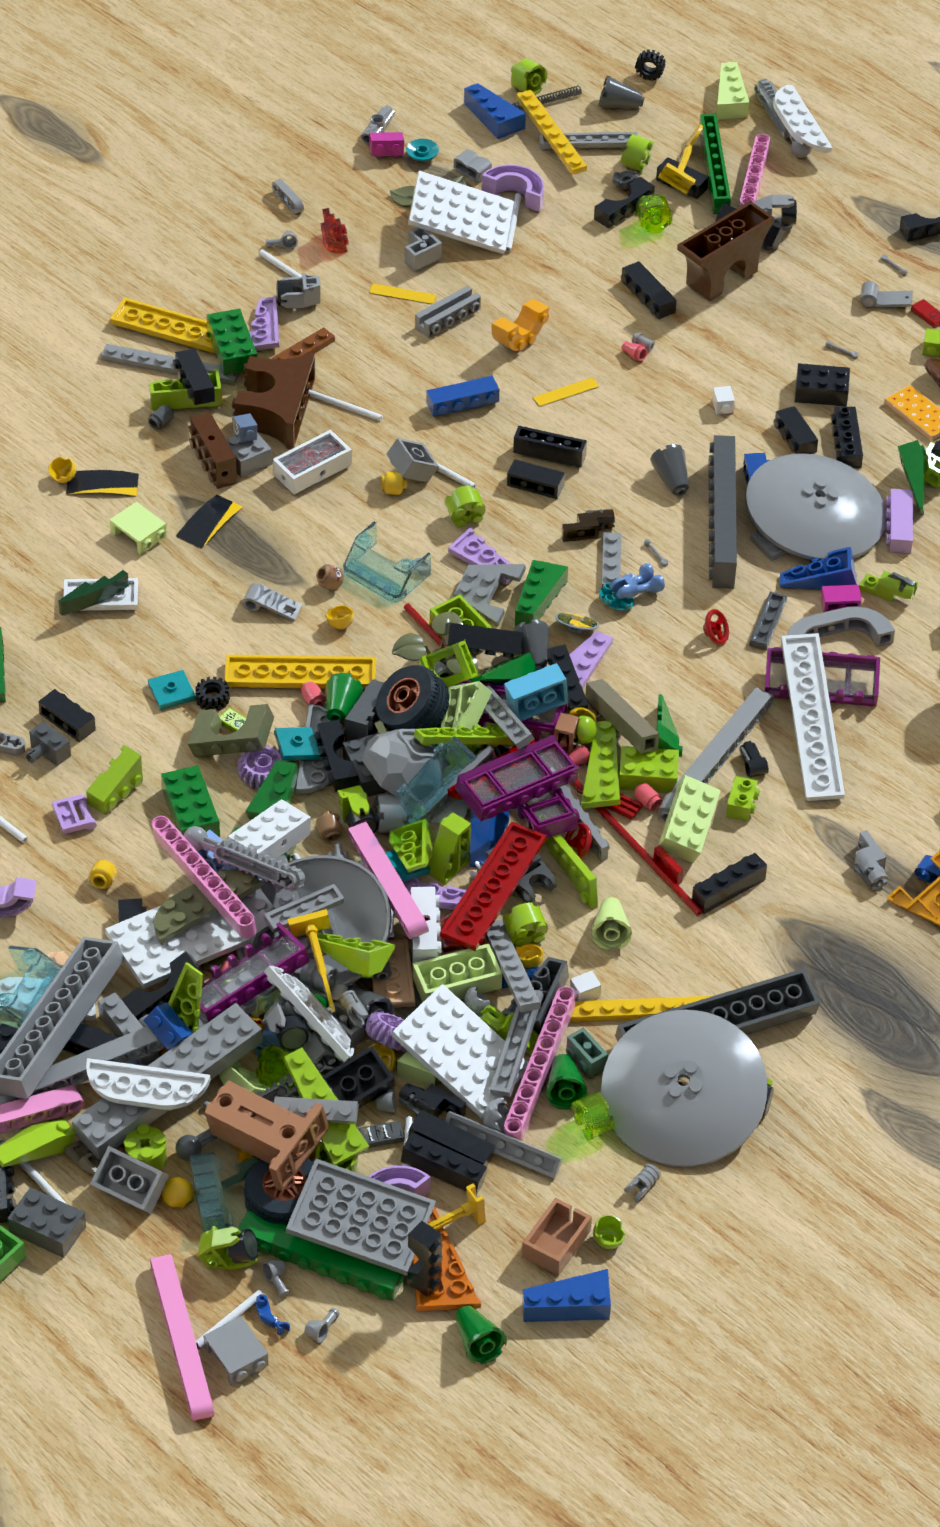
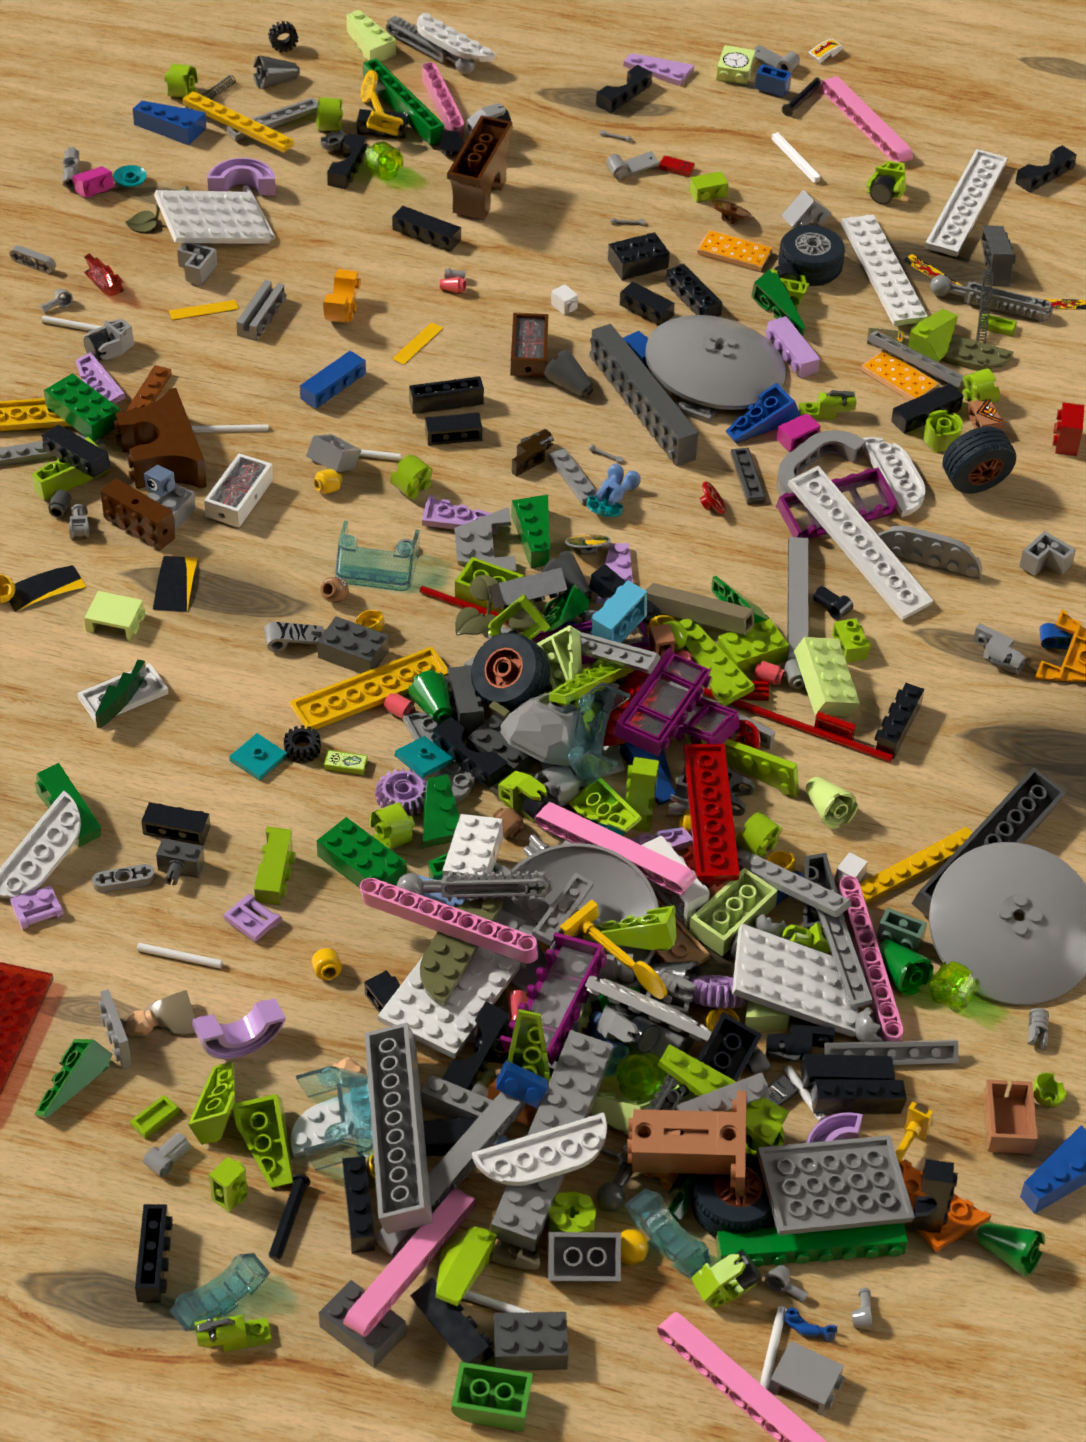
camera: 30 degrees left, 0 degrees up
(164, 440) = (79, 522): none -> light grey connector
(231, 789) = (392, 825): none -> lime brick
(249, 738) = (377, 771): olive arch -> none
(310, 630) = (352, 646): none -> dark grey brick
(471, 165) = (185, 174): light grey brick -> none
(657, 427) = (529, 344): none -> brick
(875, 749) = (932, 550): none -> light grey plate
(905, 672) = (898, 473): none -> white plate

